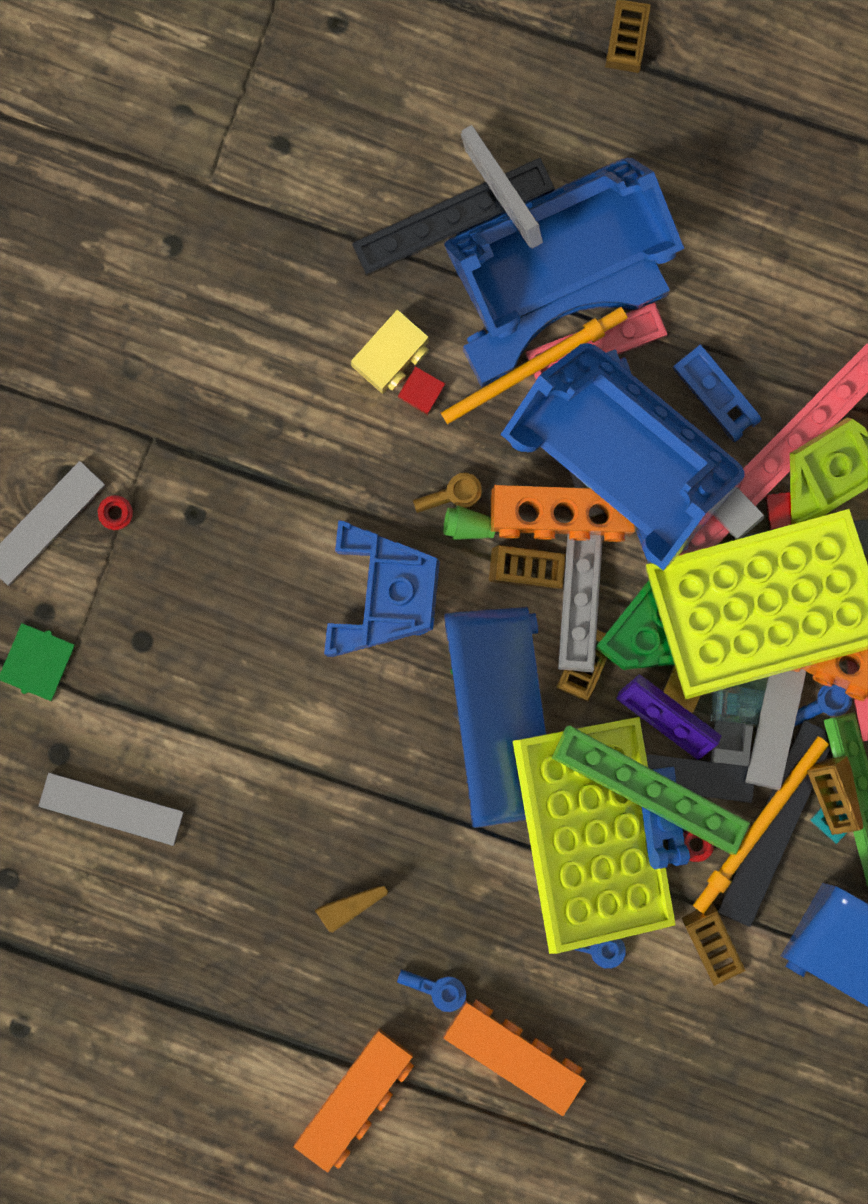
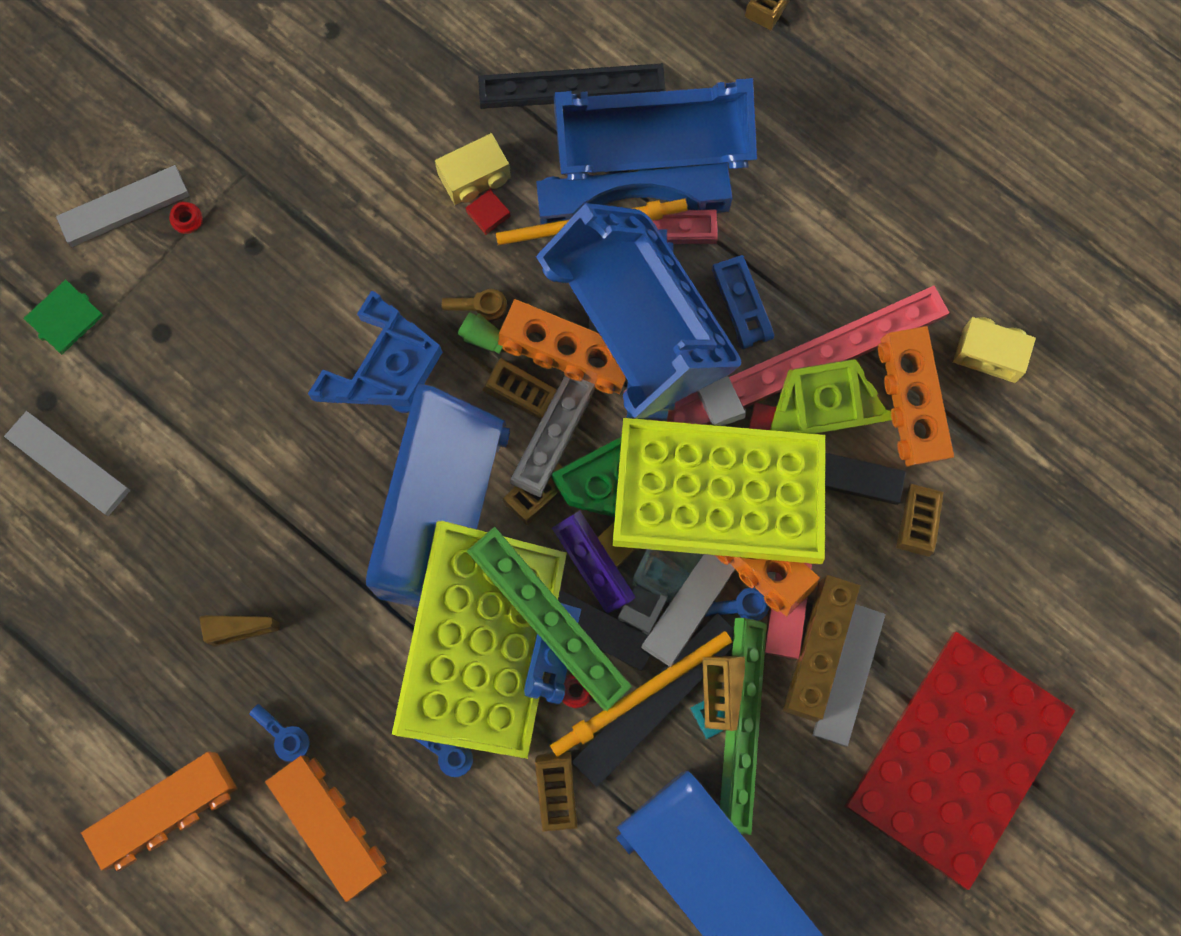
camera: 20 degrees right, 10 degrees down
(501, 187) = (619, 66): light grey tile -> none

